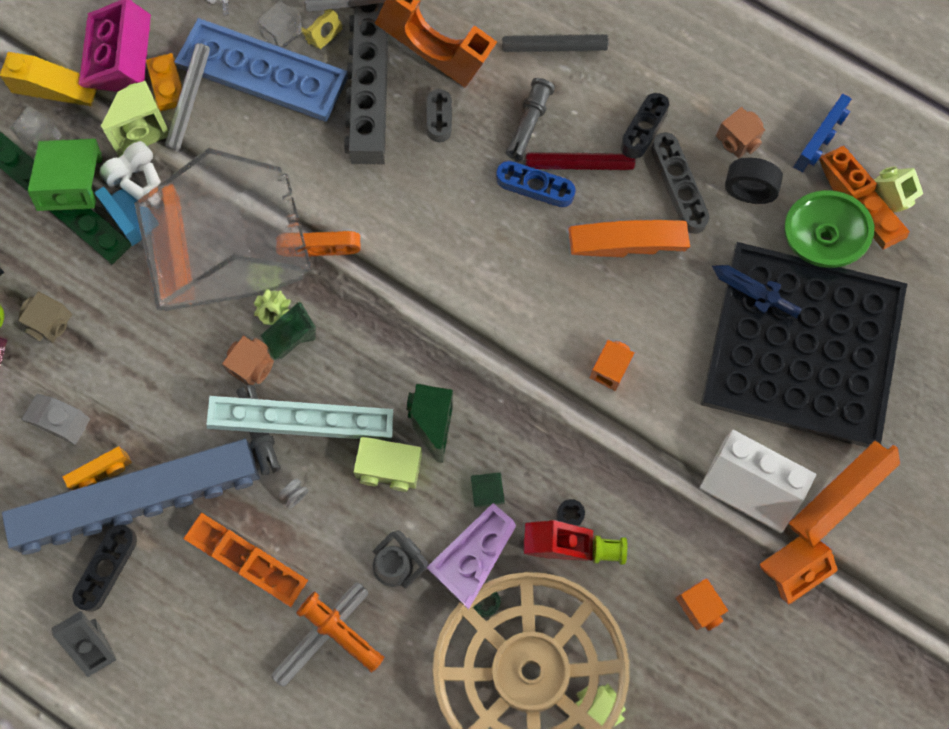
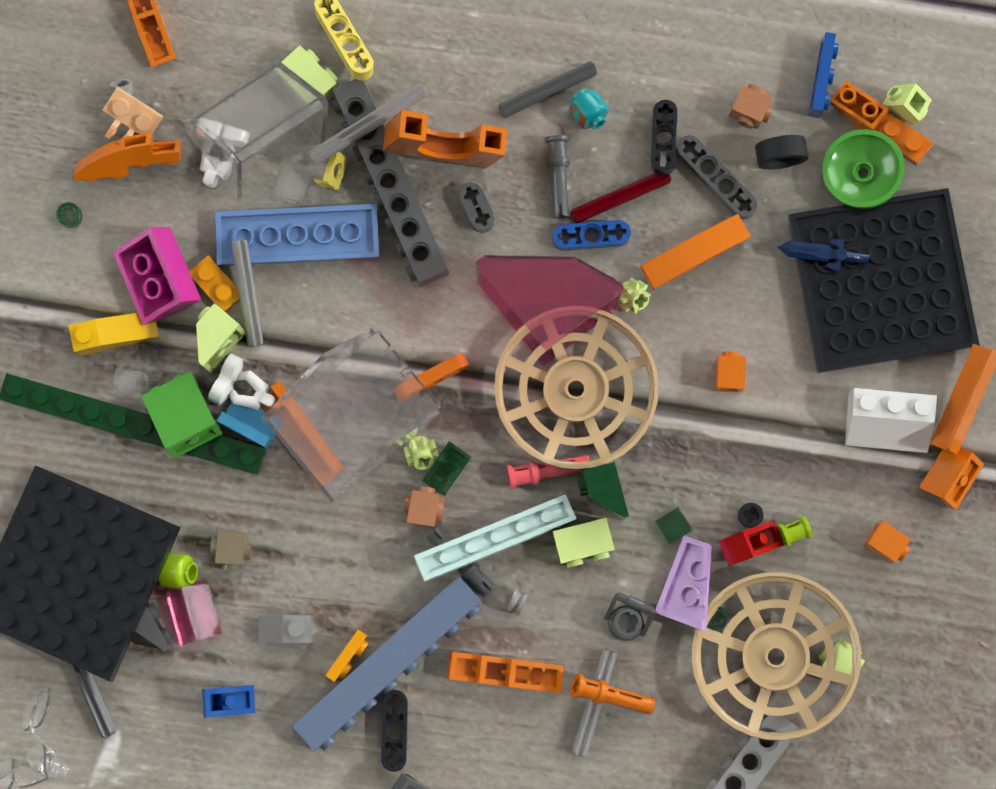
camera: 20 degrees left, 10 degrees up
(375, 376) = (535, 472): none -> coral pin
(452, 295) = (582, 407): none -> tan dish
(466, 207) = (547, 296): none -> clear pink windscreen
(549, 251) = (634, 296): none -> yellowish green gear
(584, 72) = (588, 109): none -> teal head

